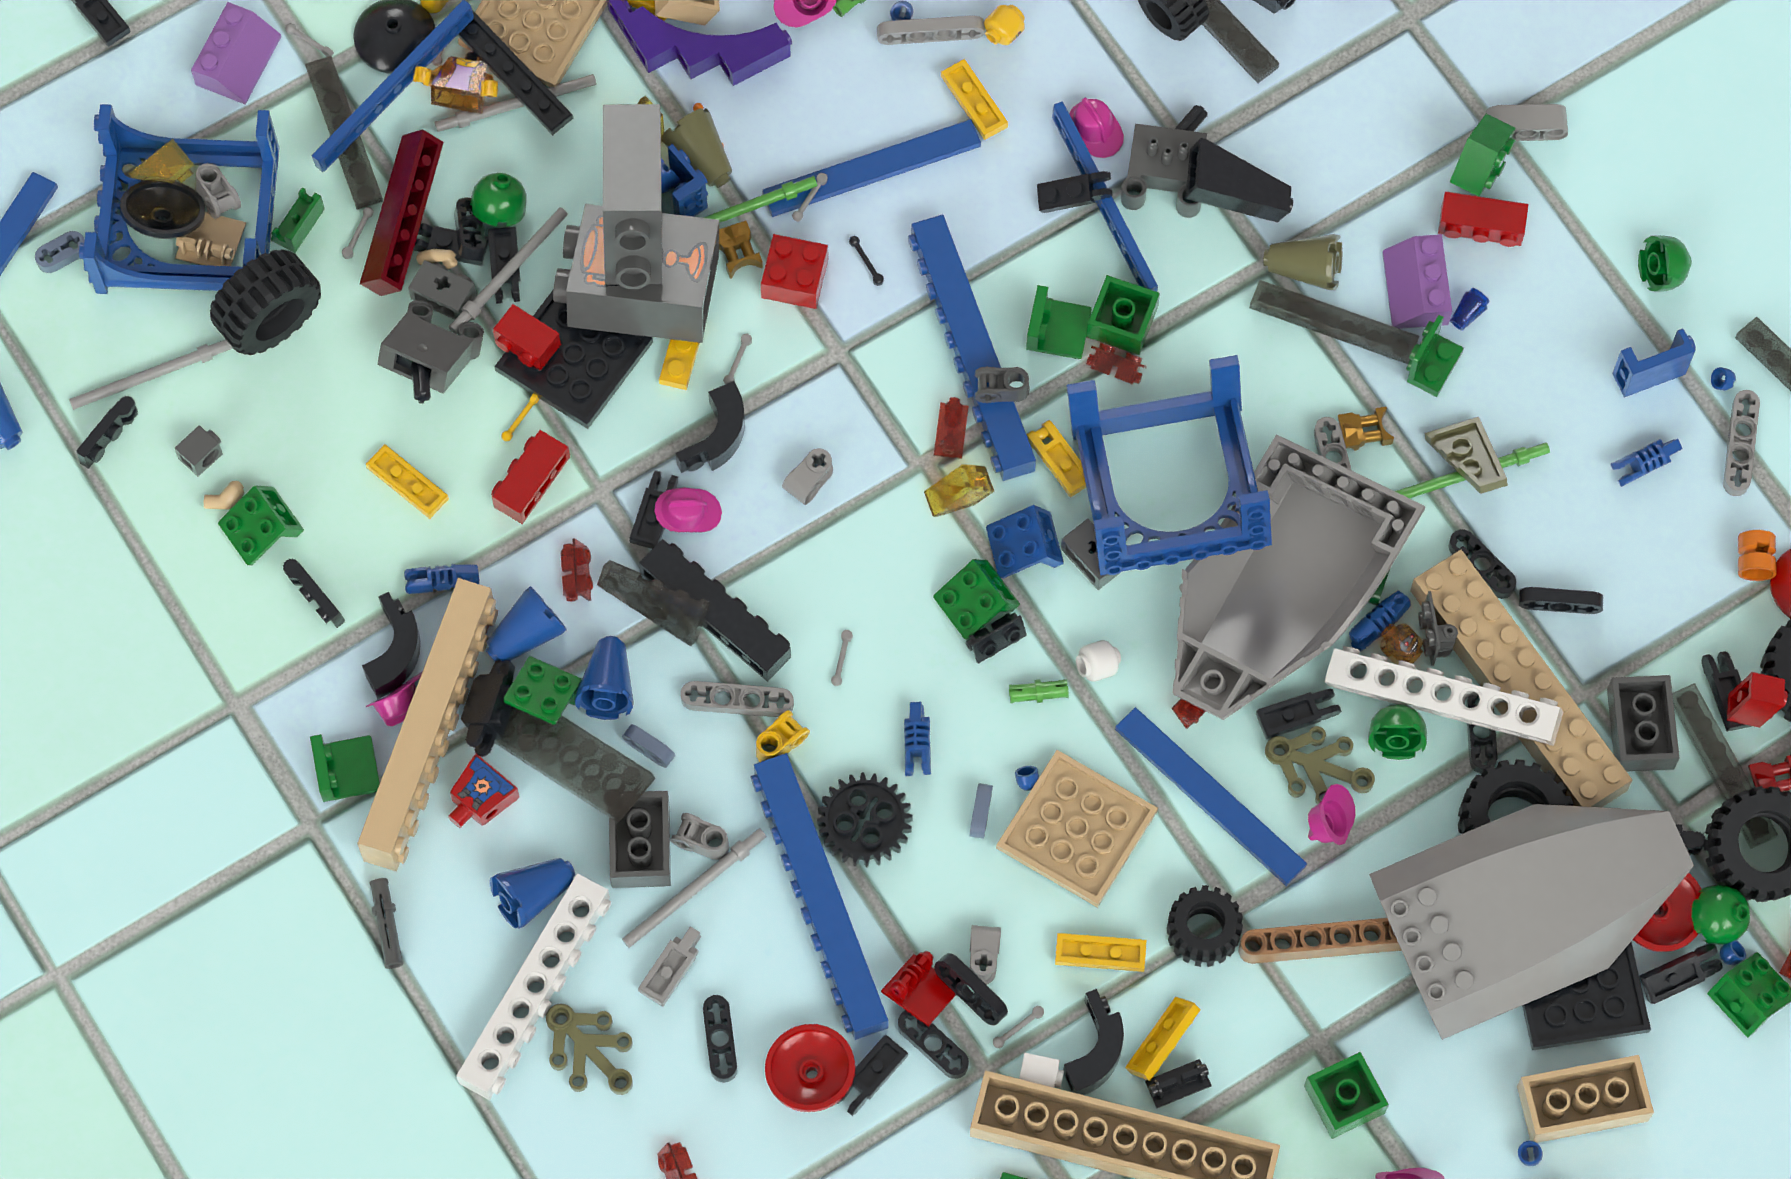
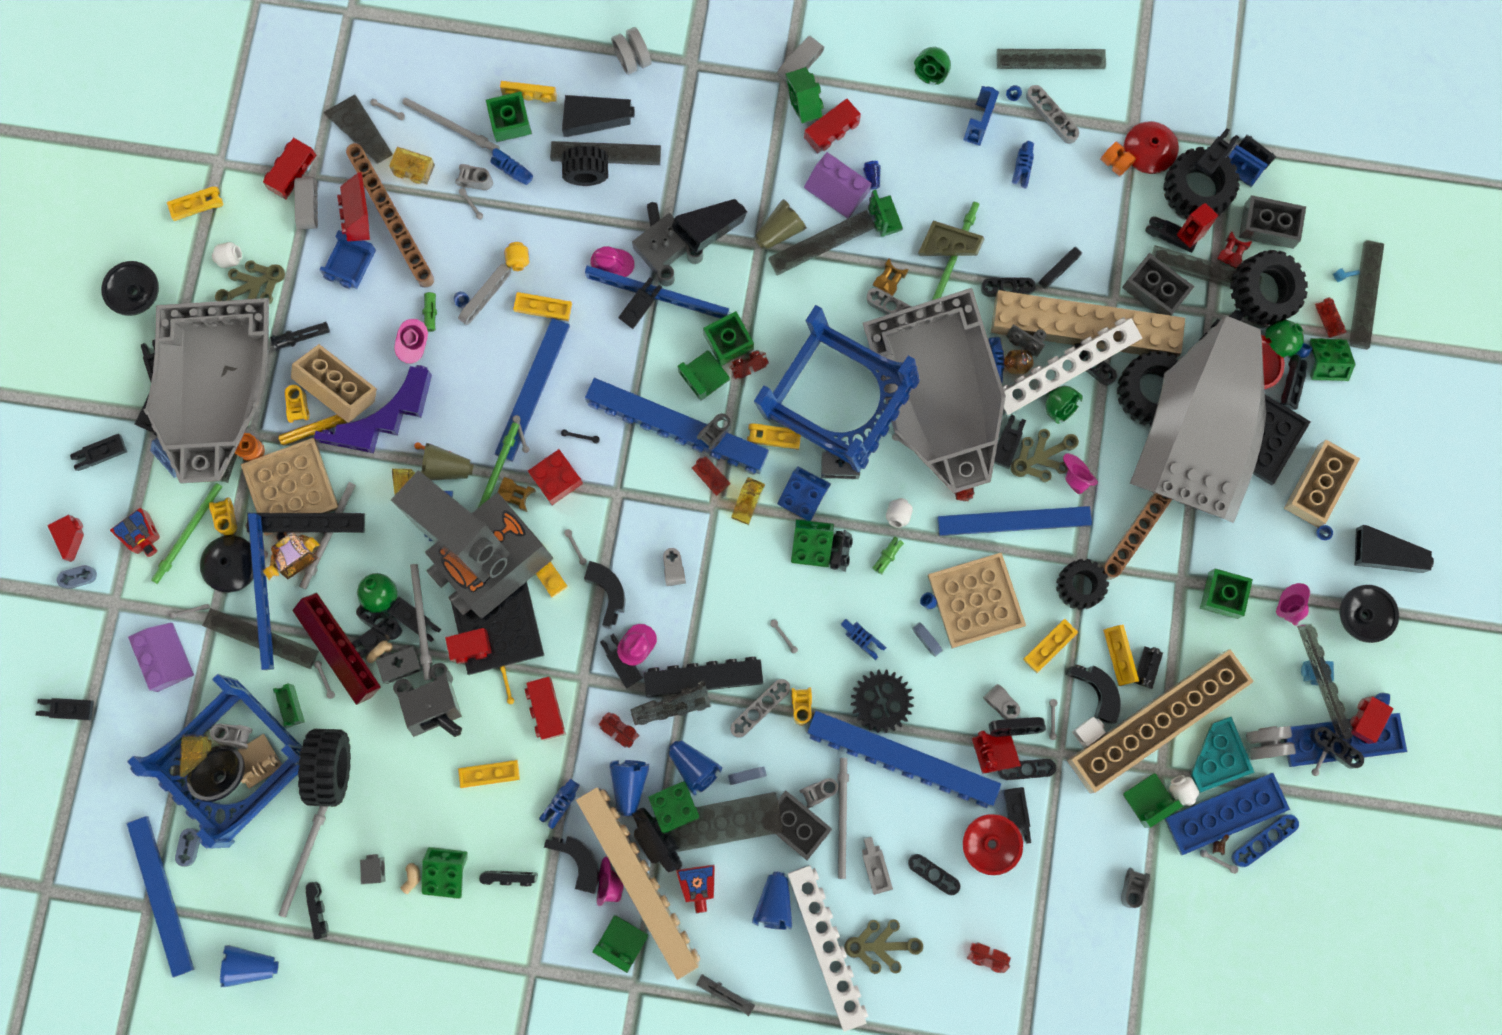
camera: 50 degrees left, 10 degrees up
(691, 194) = (466, 489): blue bracket -> none

